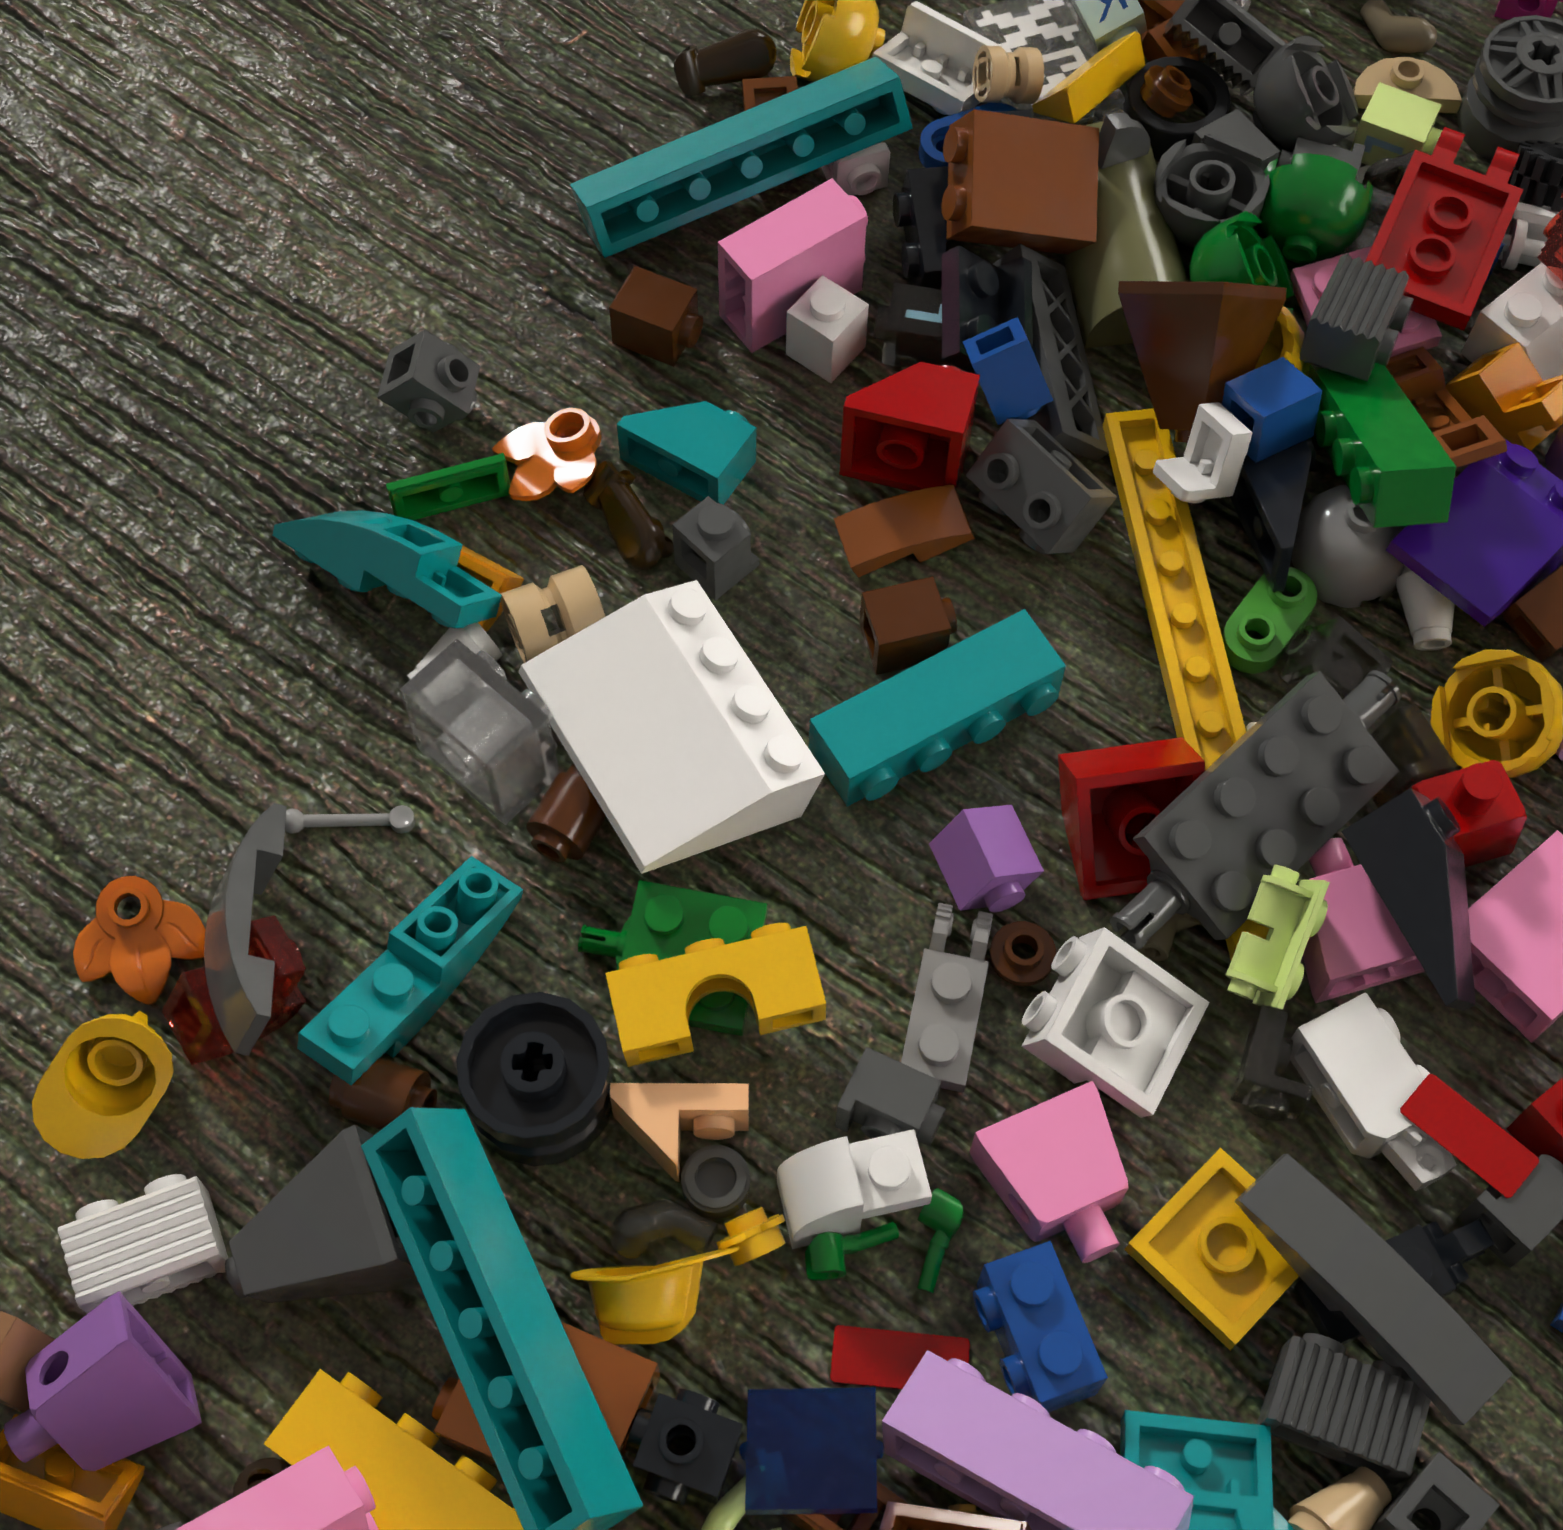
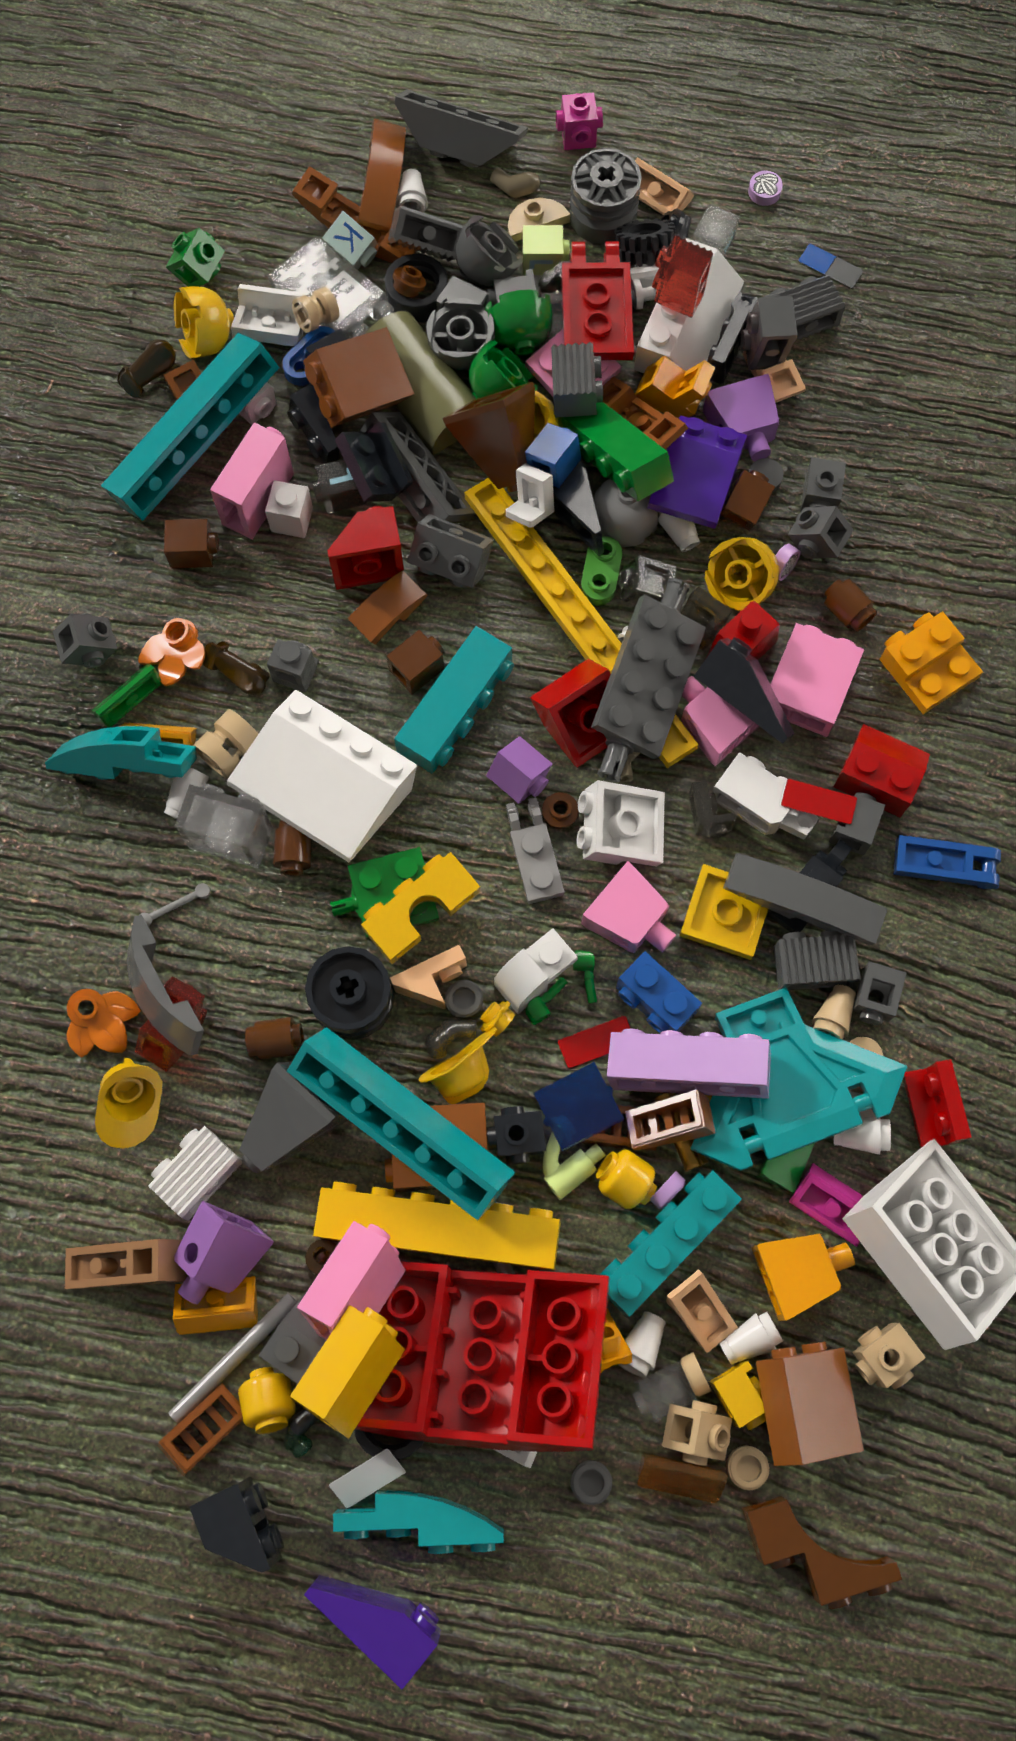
camera: 25 degrees left, 10 degrees up
(415, 975) = (256, 969): teal slope -> none
(691, 448) = (250, 612): teal slope -> none
(890, 1099) = (532, 917): dark grey brick -> none
(1008, 371) = (404, 494): blue brick -> none
(1093, 80) = (364, 291): yellow slope -> none
(1121, 140) = (400, 326): dark grey tile -> none
(1274, 964) = (688, 761): yellowish green hinge -> none

